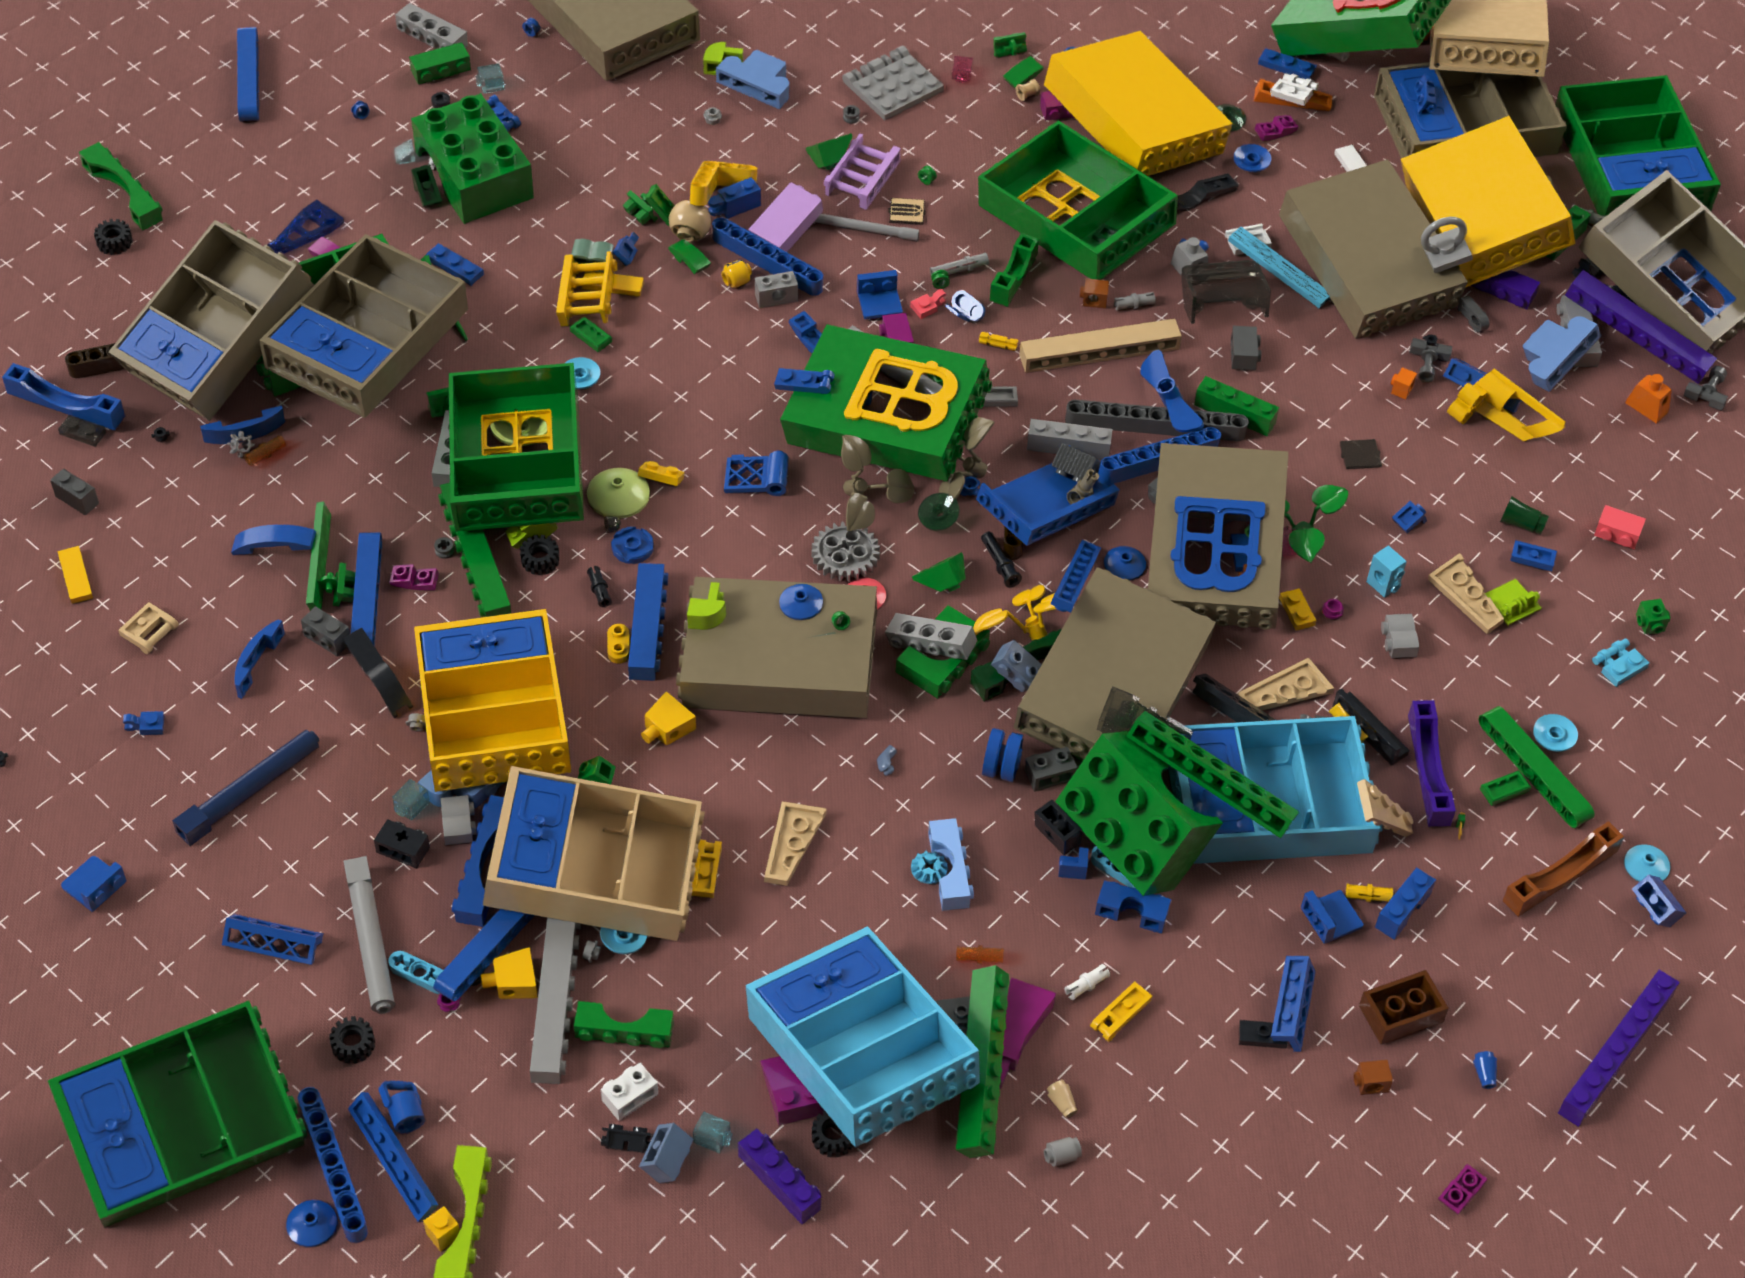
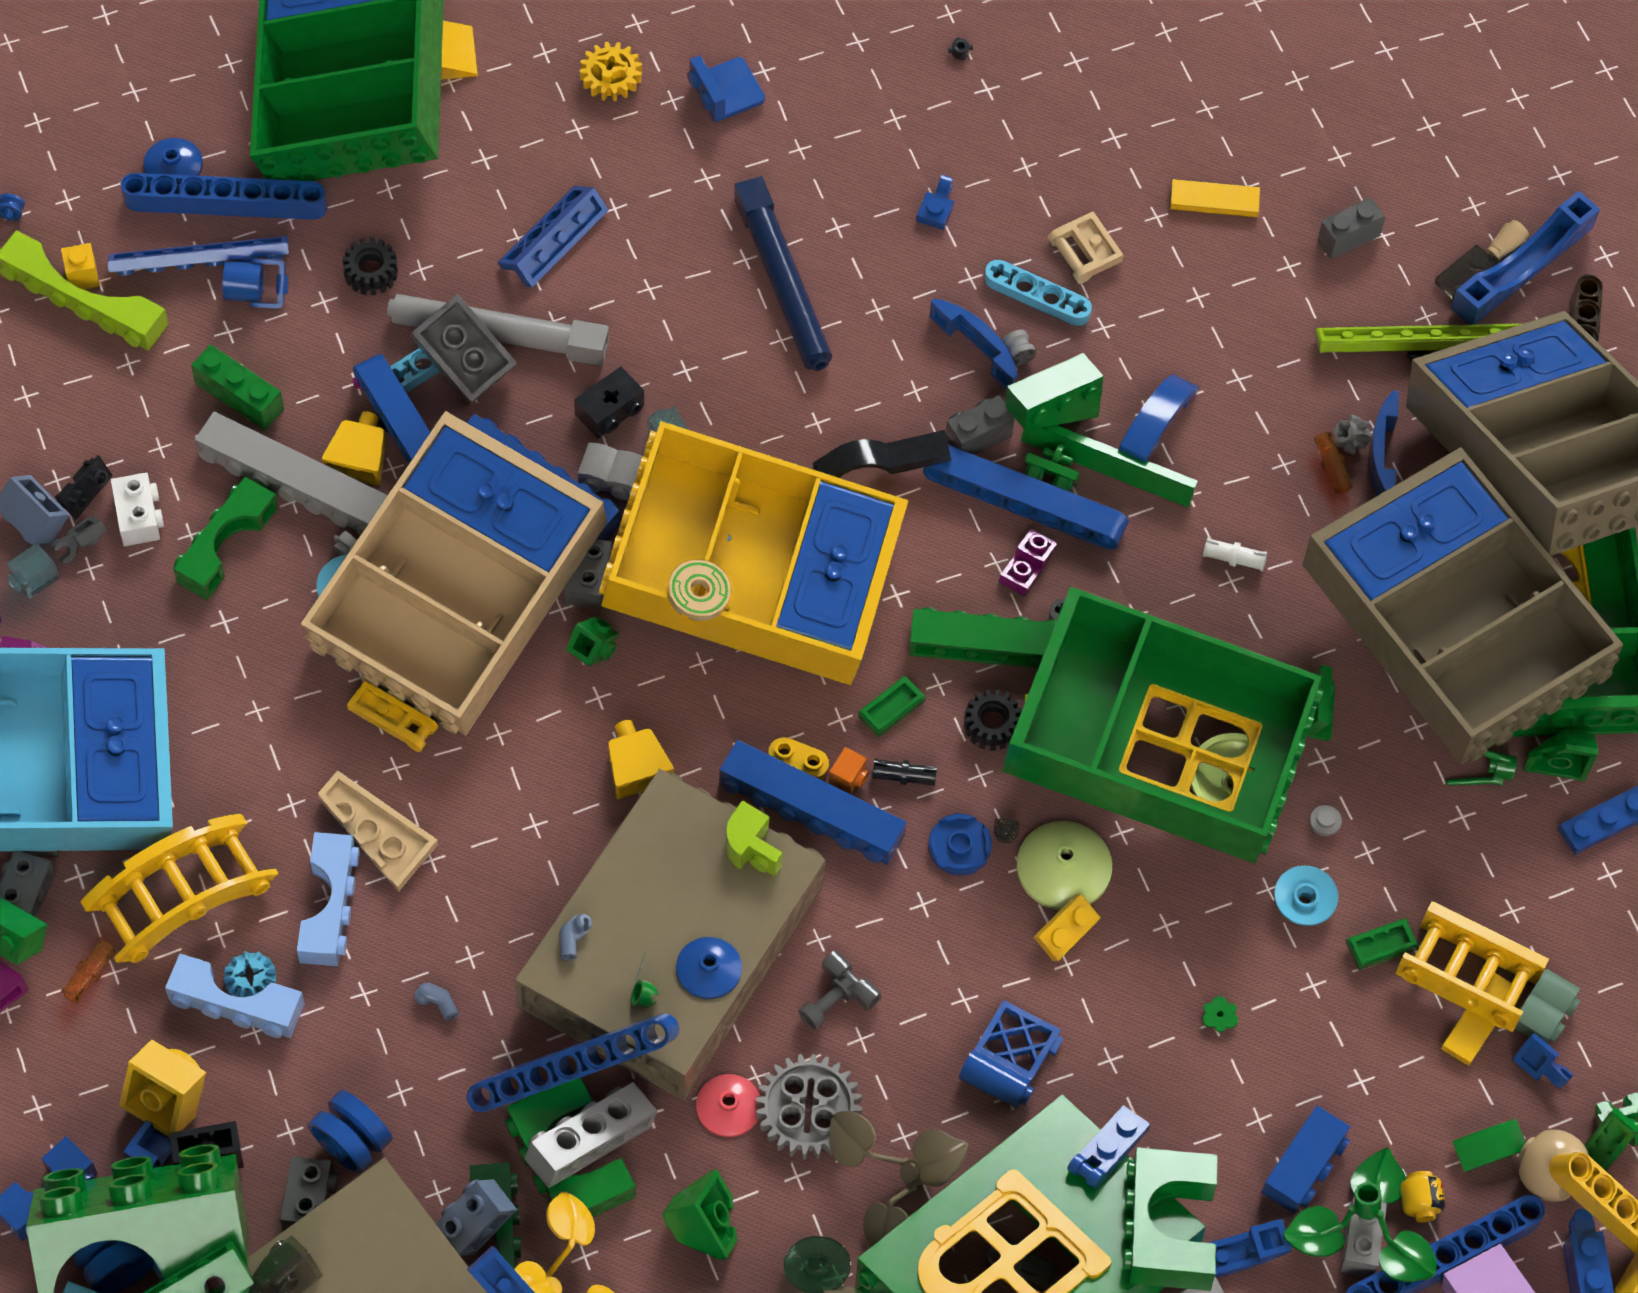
camera: 115 degrees right, 10 degrees up
(48, 414) = (1507, 240): none -> tan cone
(108, 959) = (611, 71): none -> yellow gear
(145, 429) = (1401, 337): none -> lime tile
(197, 642) = (1035, 296): none -> medium azure beam
(247, 633) = (1019, 347): none -> light grey wheel
(289, 584) = (1057, 395): none -> green wedge
(357, 477) = (1235, 554): none -> white pin
(407, 933) = (463, 349): none -> flat silver brick
(498, 1073) = (237, 387): none -> green brick
(548, 683) = (704, 574): none -> tan tile
(556, 610) = (891, 706): none -> green tile
(615, 611) = (849, 771): none -> orange plate
(665, 1112) = (83, 534): none -> dark grey plate
(675, 391) = (1220, 1007): none -> green plant
(744, 326) = (1307, 1160): none -> blue brick
(759, 562) = (845, 986): none -> dark grey bar
(786, 304) = (1374, 1181): none -> green plant
(818, 350) = (1152, 1255): none -> arch
(822, 674) = (572, 933): none -> sand blue arm
(852, 921) = (163, 855): none -> yellow fence
(882, 835) = (322, 936): none -> light blue arch
(899, 648) = (584, 1054): none -> blue beam
(1035, 862) = (163, 1087): none -> yellow piece

